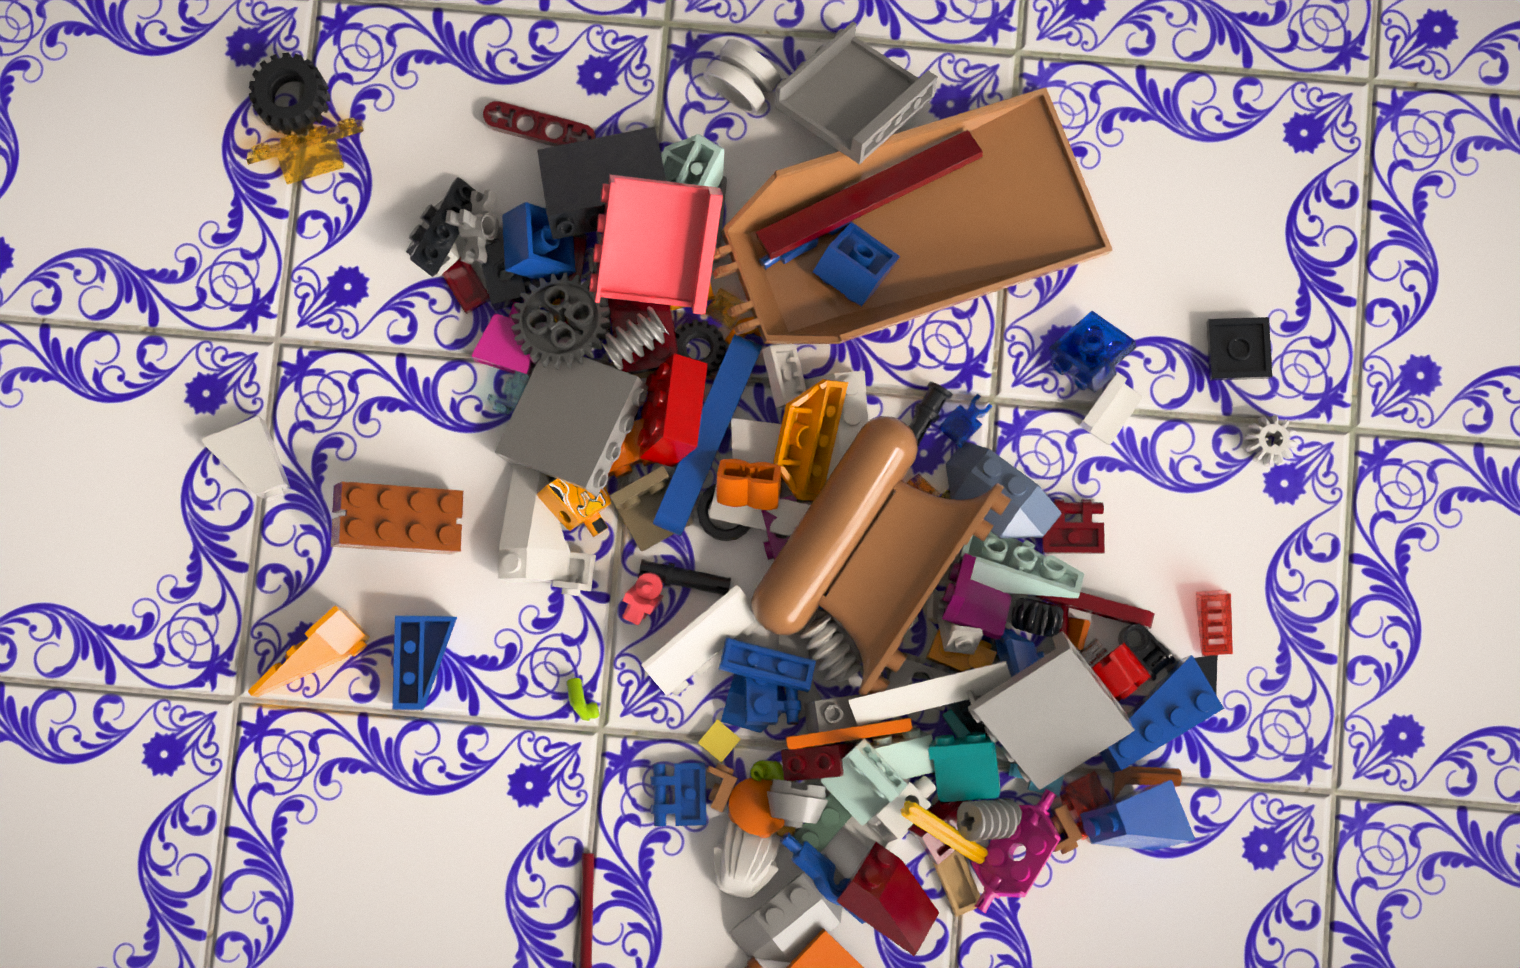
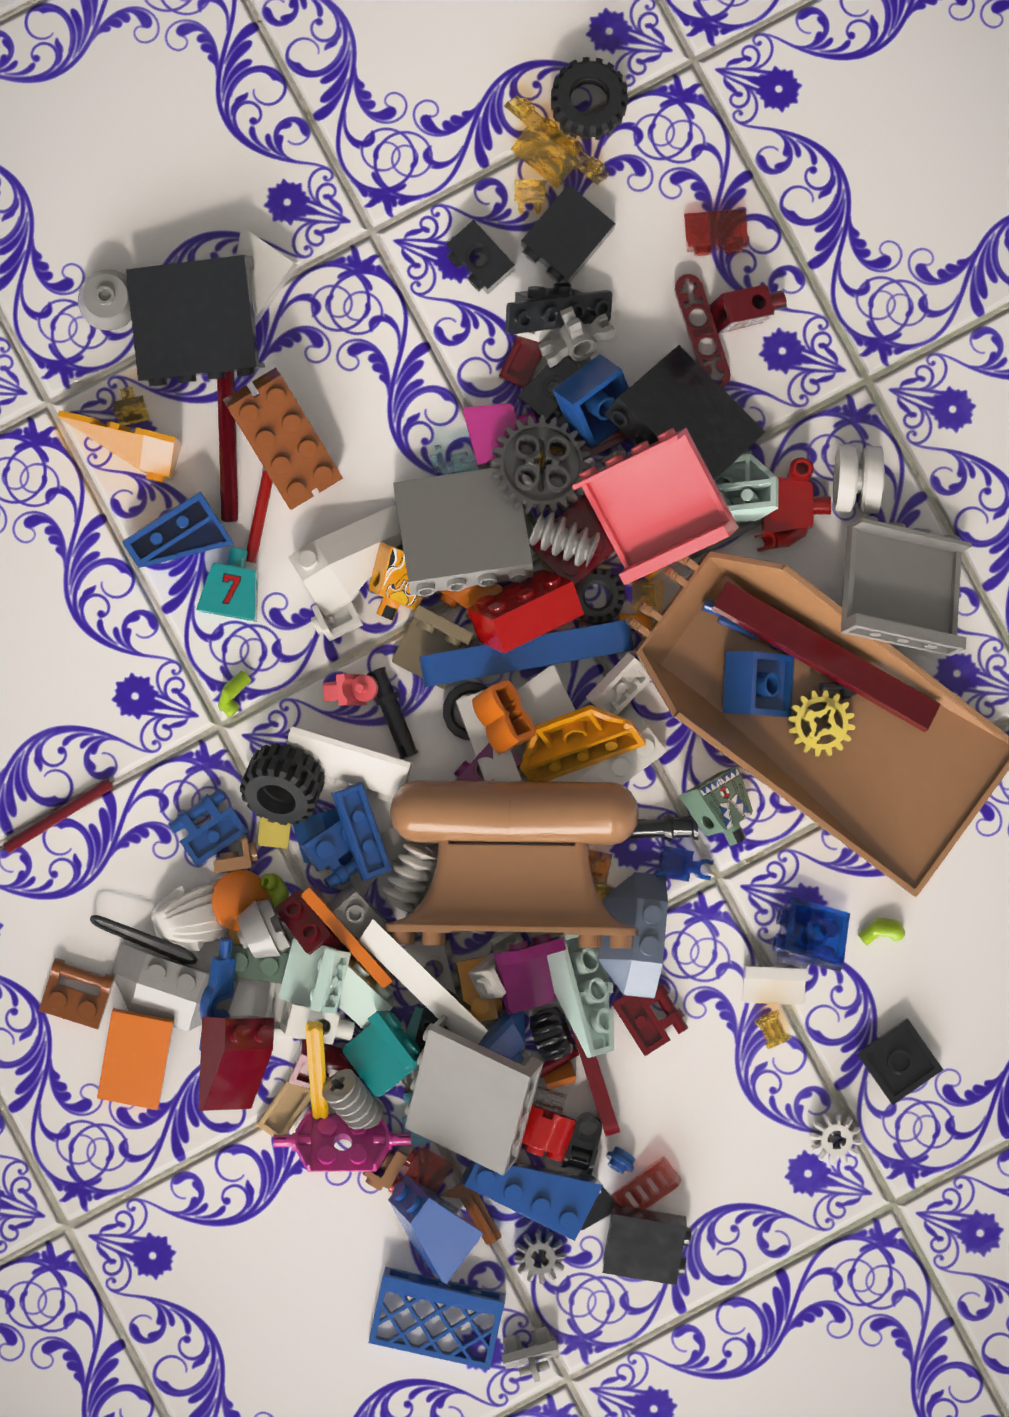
camera: 60 degrees right, 5 degrees up
(184, 591) = (105, 300): none -> light grey cone
(248, 529) = (193, 320): none -> black panel
(287, 630) = (131, 408): none -> clear yellow tile
(331, 191) = (529, 191): none -> clear yellow tile
(341, 258) = (474, 240): none -> black brick
(361, 564) = (227, 452): none -> dark red axle
(387, 183) = (567, 235): none -> black brick
(450, 584) = (259, 517): none -> red bar
(465, 64) = (716, 231): none -> clear red bracket
(493, 645) = (231, 589): none -> teal torso
(543, 78) = (745, 307): none -> dark red torso
(684, 706) = (282, 784): none -> black tyre
(736, 905) = (93, 918): none -> black piece
(739, 144) = (795, 508): none -> red torso
(906, 199) = (844, 692): none -> black hand
(927, 245) = (833, 729): none -> light yellow gear
(936, 357) = (720, 804): none -> sand green torso
(1119, 292) = (882, 927): none -> lime arm
(1147, 434) = (772, 1029): none -> clear yellow bush
(1178, 629) = (620, 1160): none -> blue plate
(1193, 852) = (435, 1291): none -> blue fence
(1217, 735) = (529, 1259): none -> light grey gear
(1263, 652) = (646, 1244): none -> black brick
(1297, 795) = (516, 1356): none -> light grey hips

